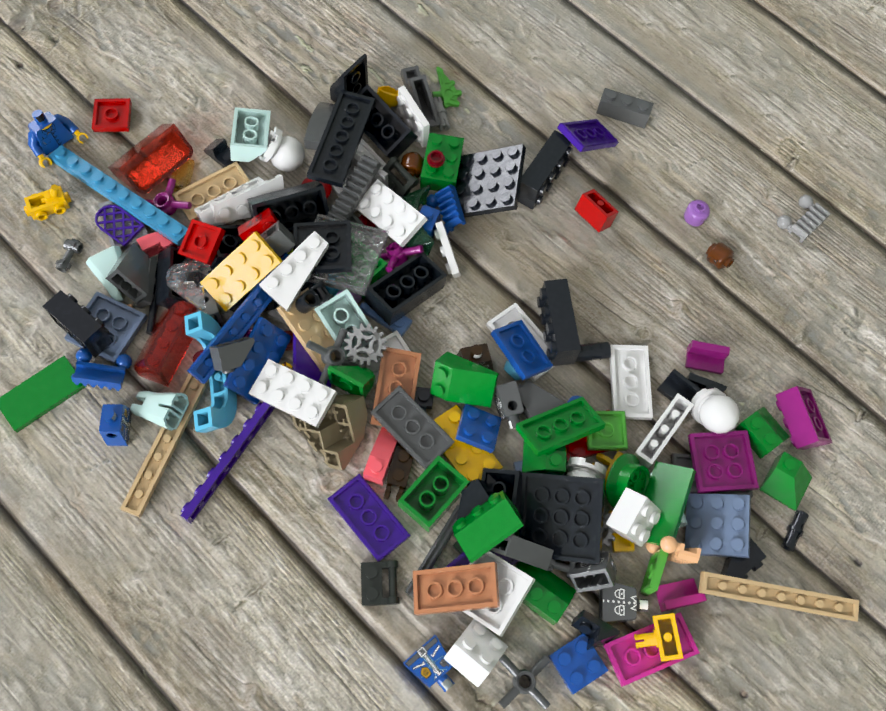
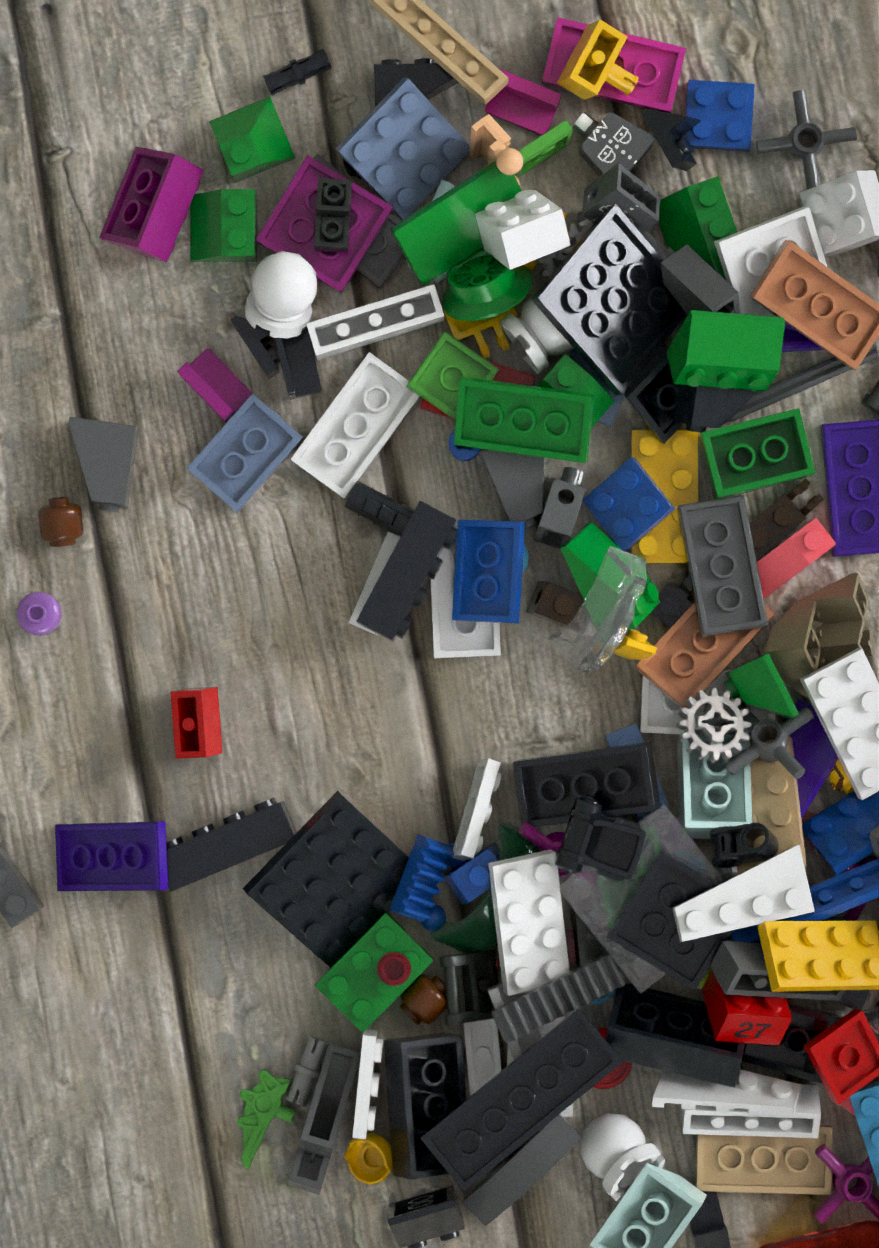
camera: 140 degrees left, 20 degrees up
(382, 254) = (600, 842): none -> black piece
(428, 360) = (635, 646): none -> yellow slope
(456, 362) = (605, 613): none -> clear windscreen
(668, 336) = (245, 453): none -> sand blue plate
(723, 465) = (333, 215): none -> pearl dark grey slope
(724, 293) = (106, 460): none -> dark grey slope

